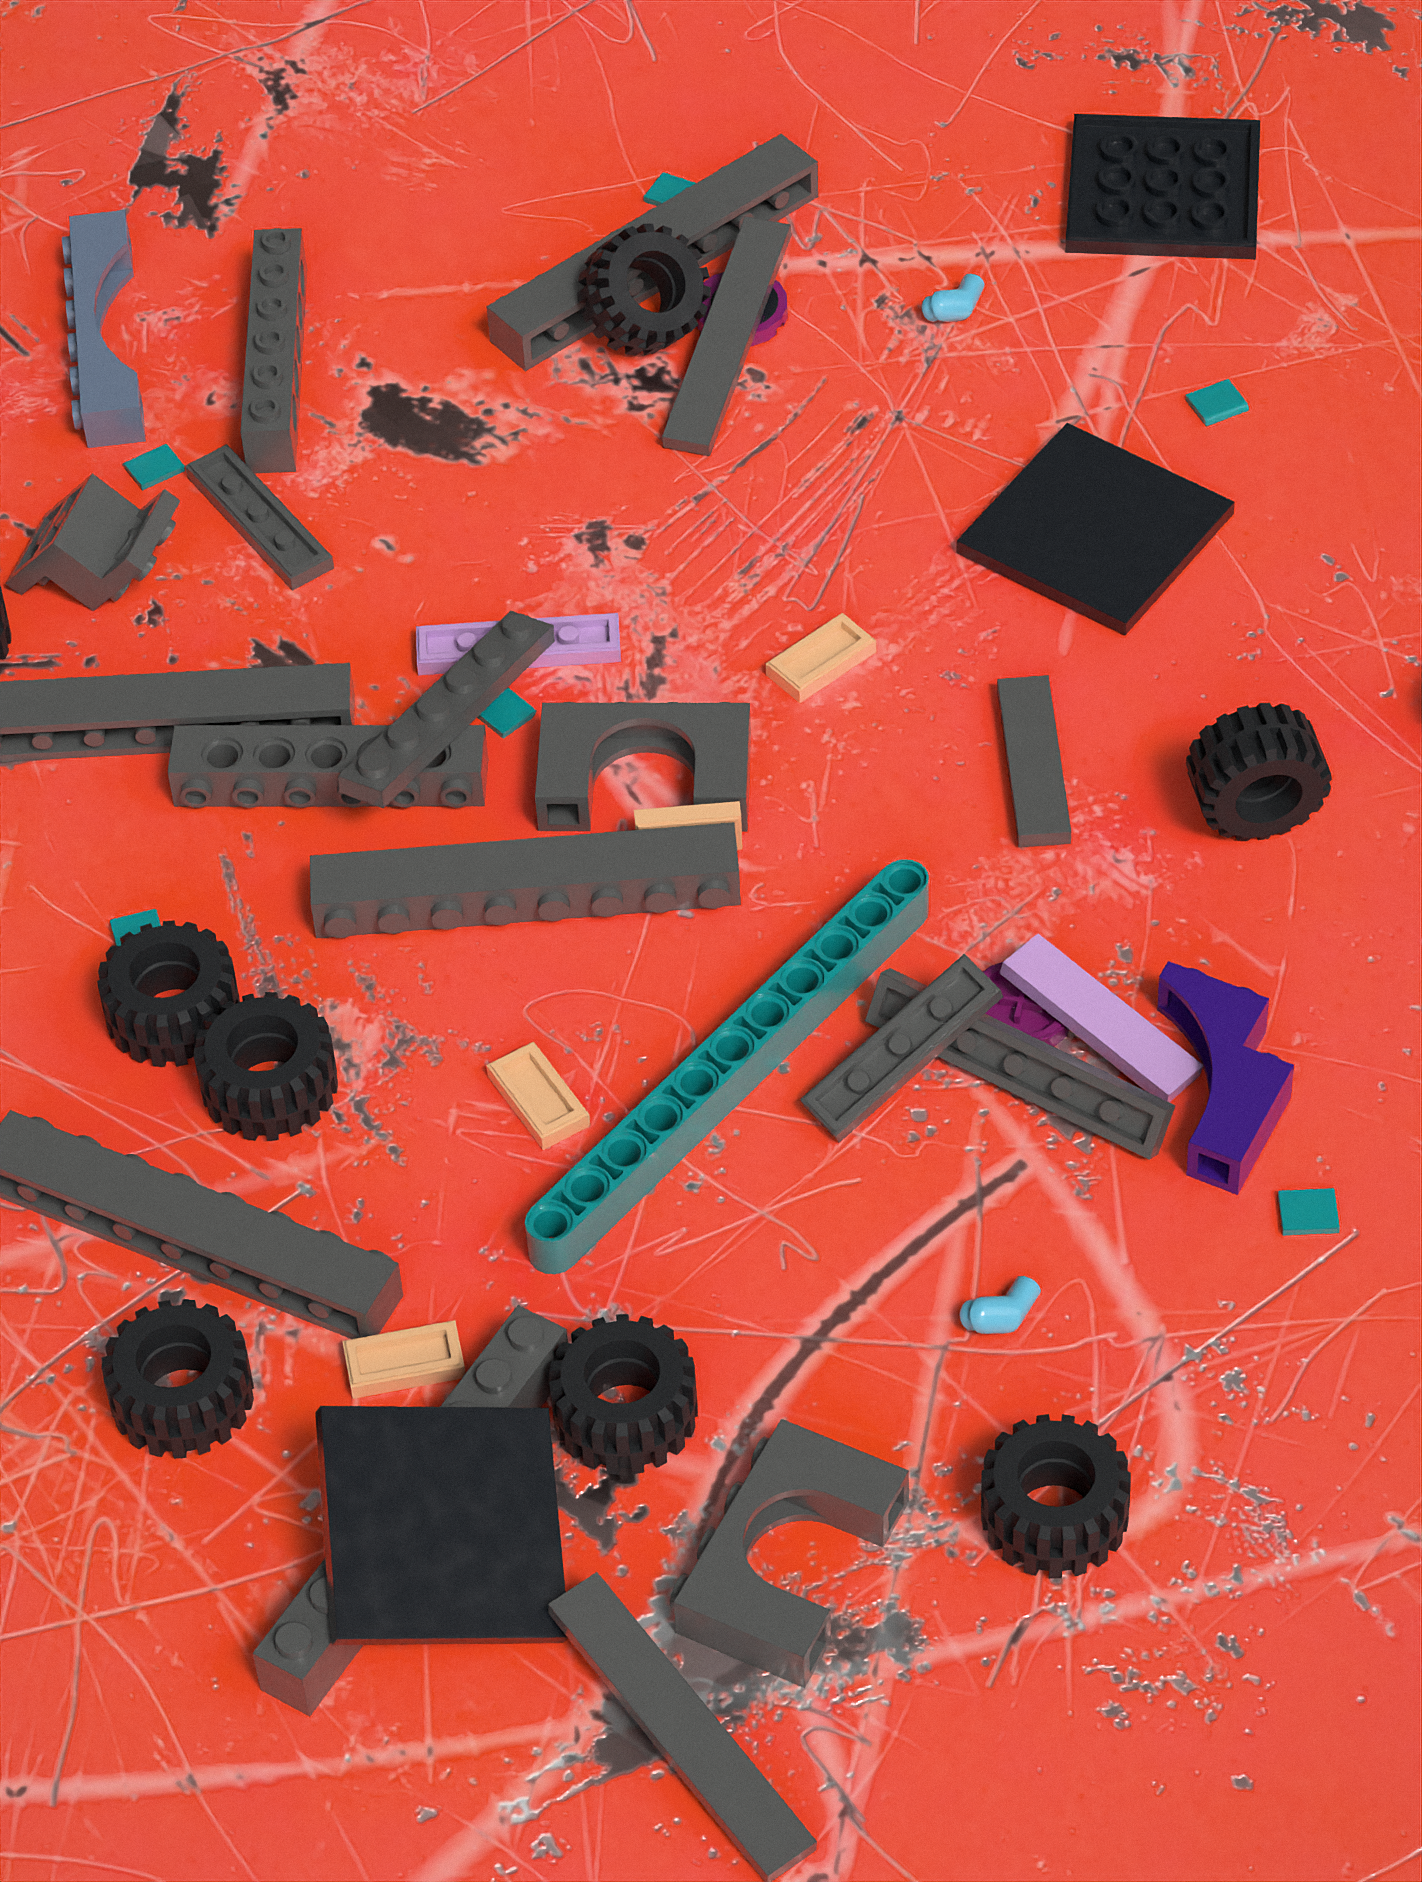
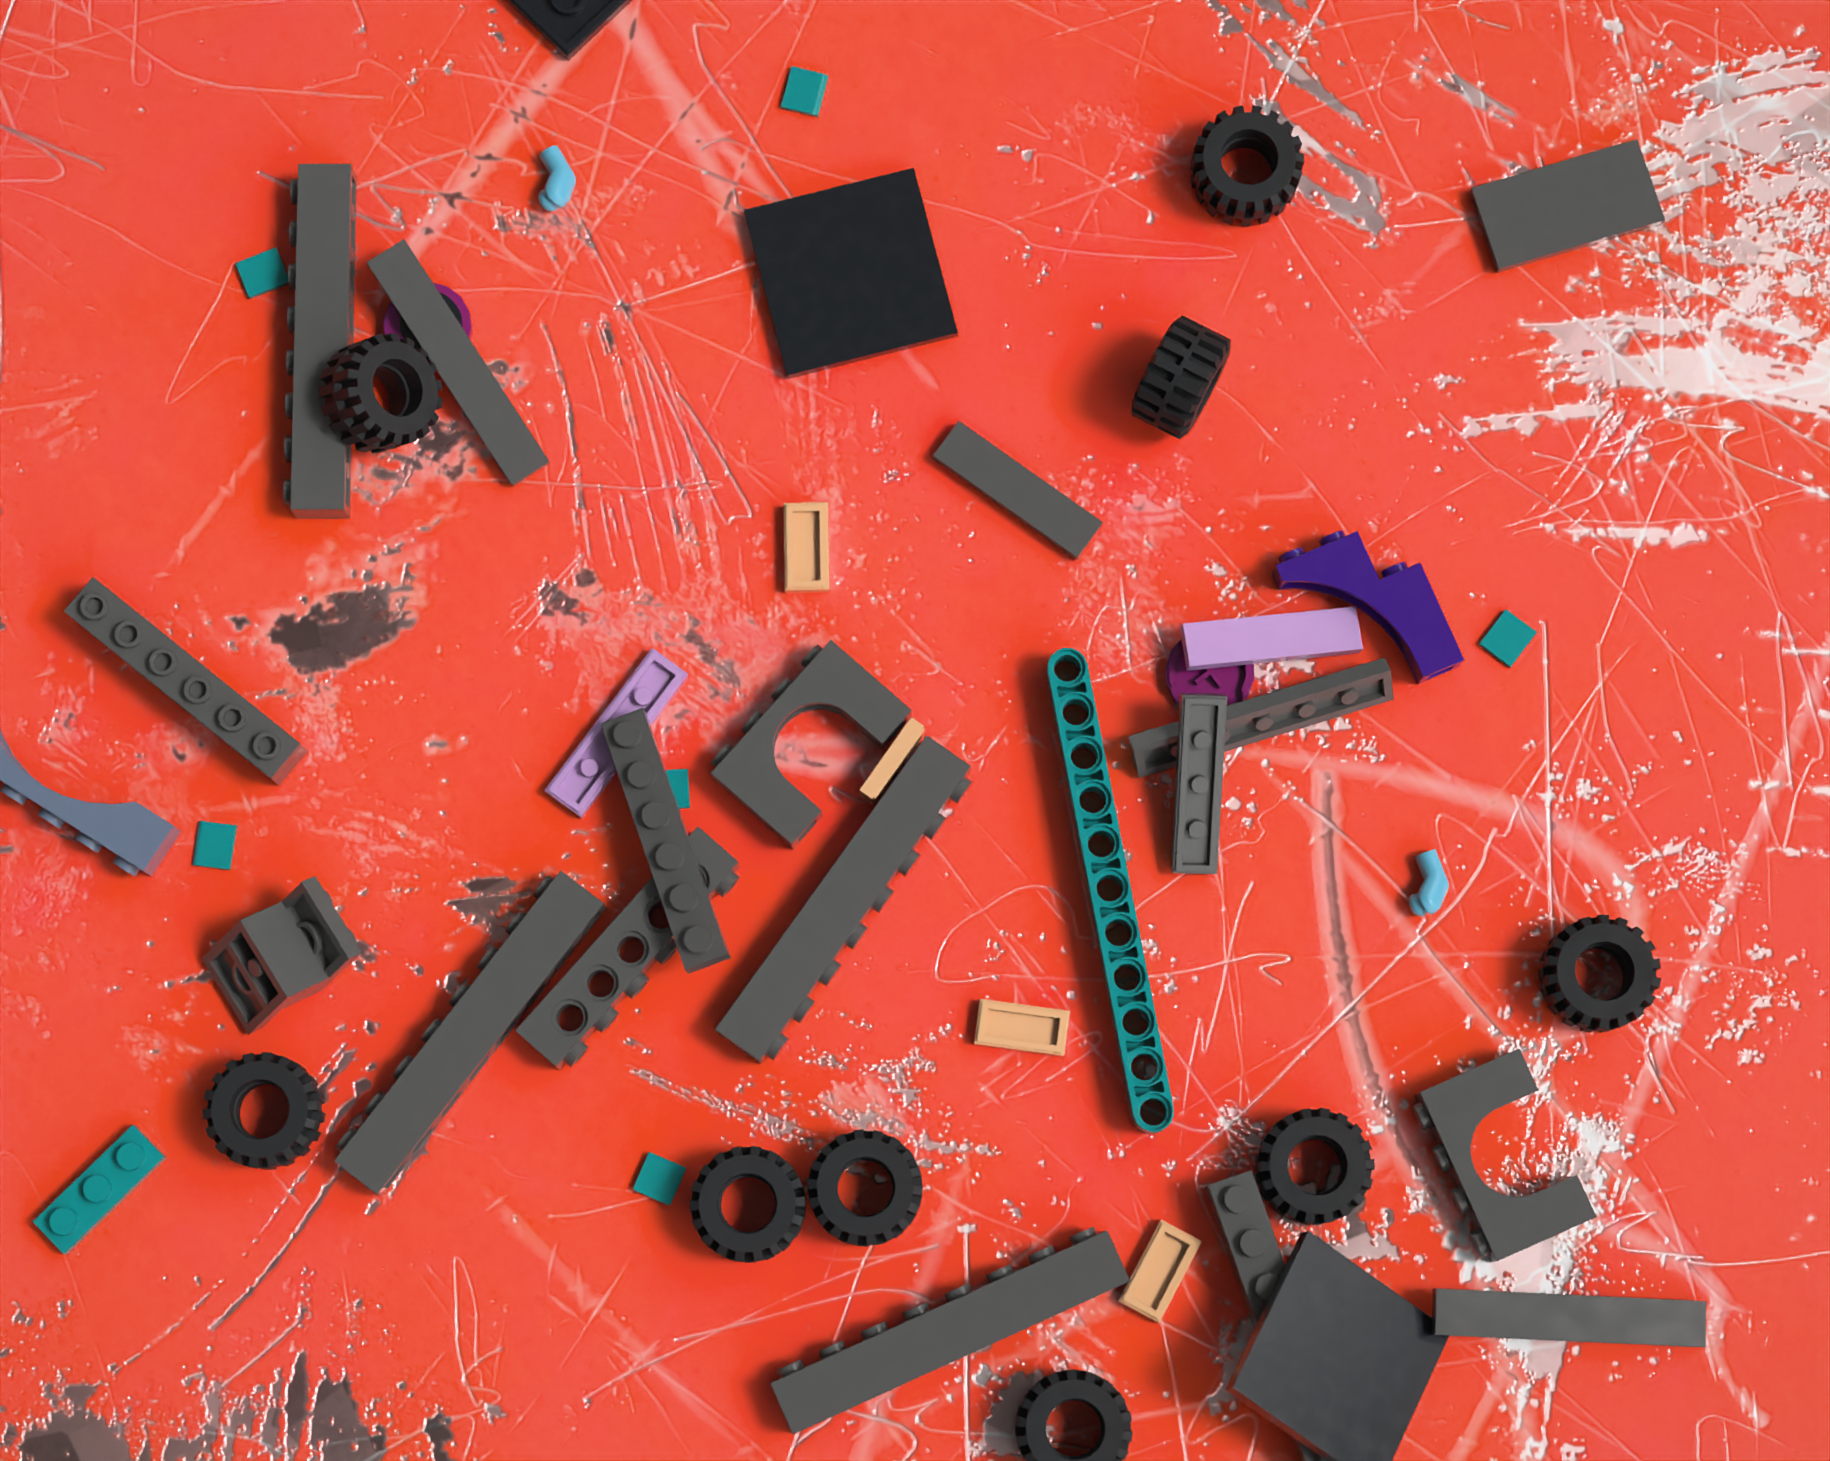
camera: 55 degrees left, 30 degrees up
(259, 517) = (335, 812): dark grey tile -> none

